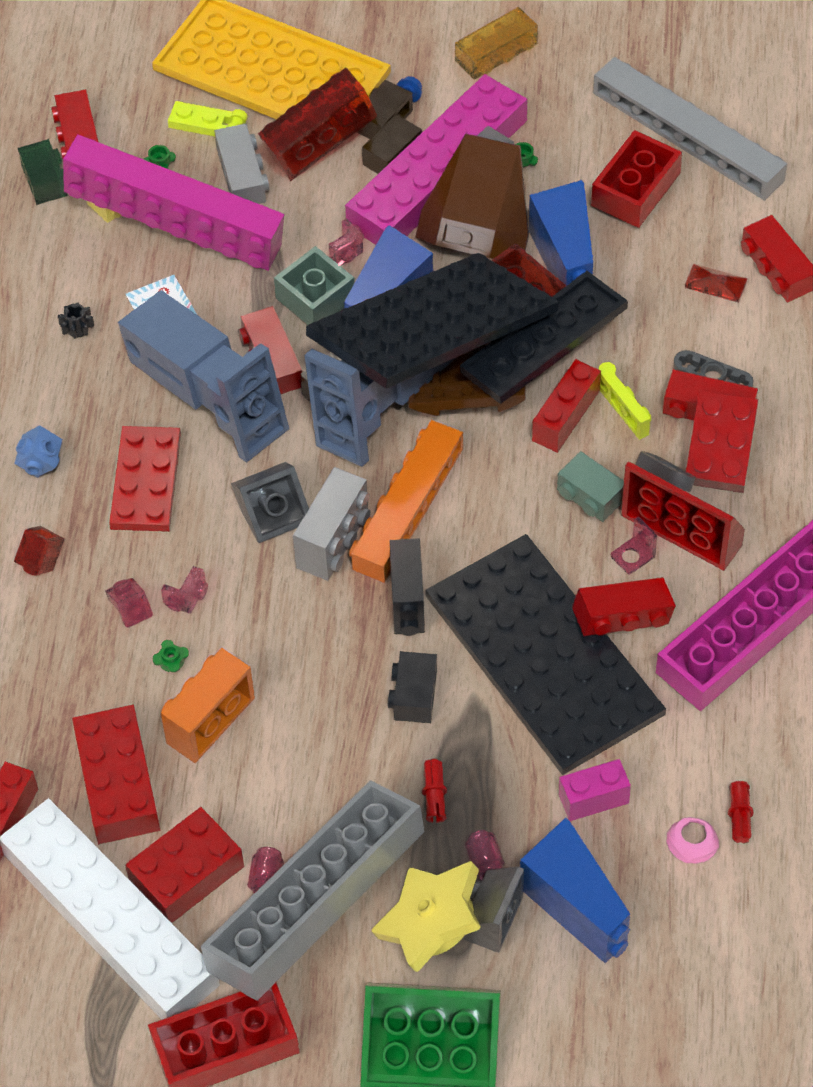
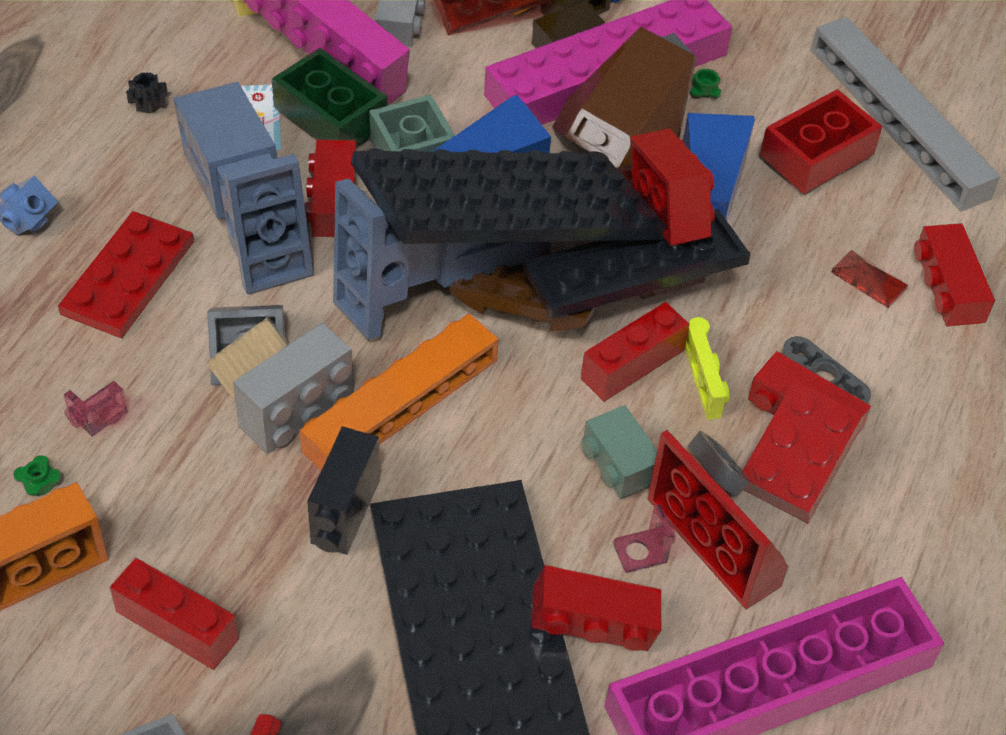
camera: 15 degrees right, 5 degrees down
(129, 601) = (27, 398): clear pink bracket -> none
(230, 276) = (326, 98): none -> dark green brick
(284, 511) = (246, 353): none -> tan brick
(329, 716) = (174, 613): none -> red brick
(348, 245) = (469, 109): clear pink bracket -> none
(414, 687) = (295, 615): black brick -> none
(549, 265) = (673, 185): none -> red brick

